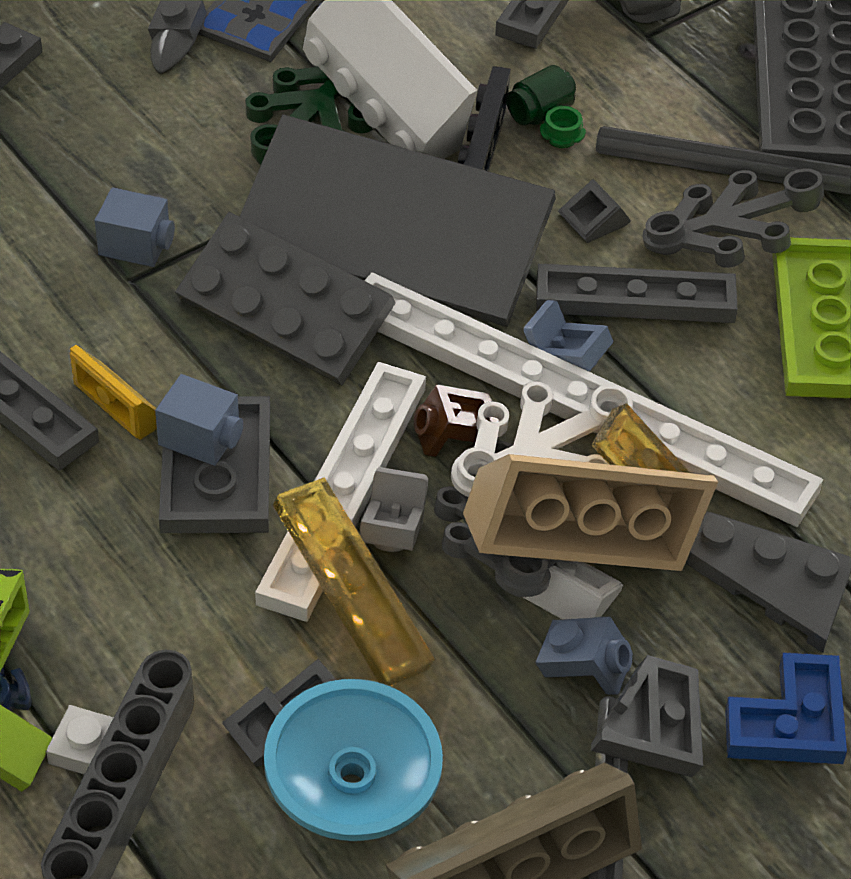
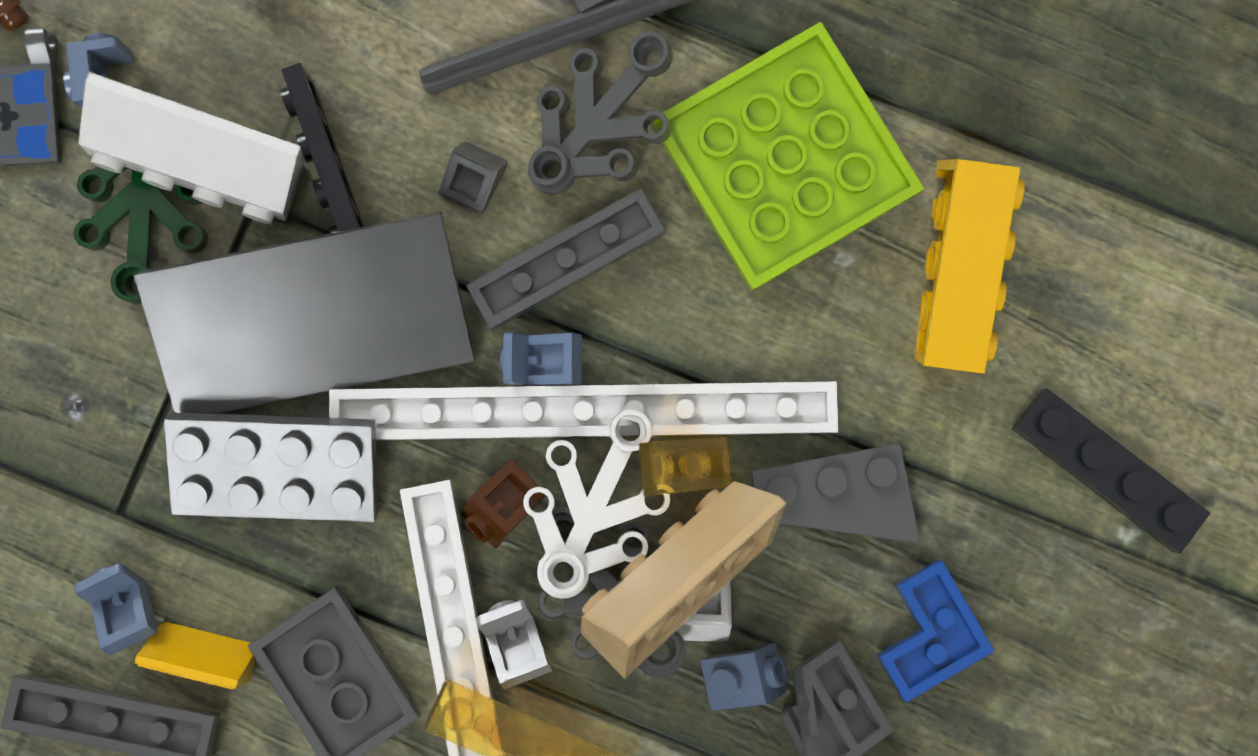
camera: 30 degrees left, 35 degrees up
(84, 317) = (119, 607): none -> sand blue bracket
(133, 227) = (83, 466): sand blue brick -> none
(198, 420) = (300, 674): sand blue brick -> none
(539, 93) = (342, 63): dark green brick -> none
(563, 127) = (376, 79): green plate -> none

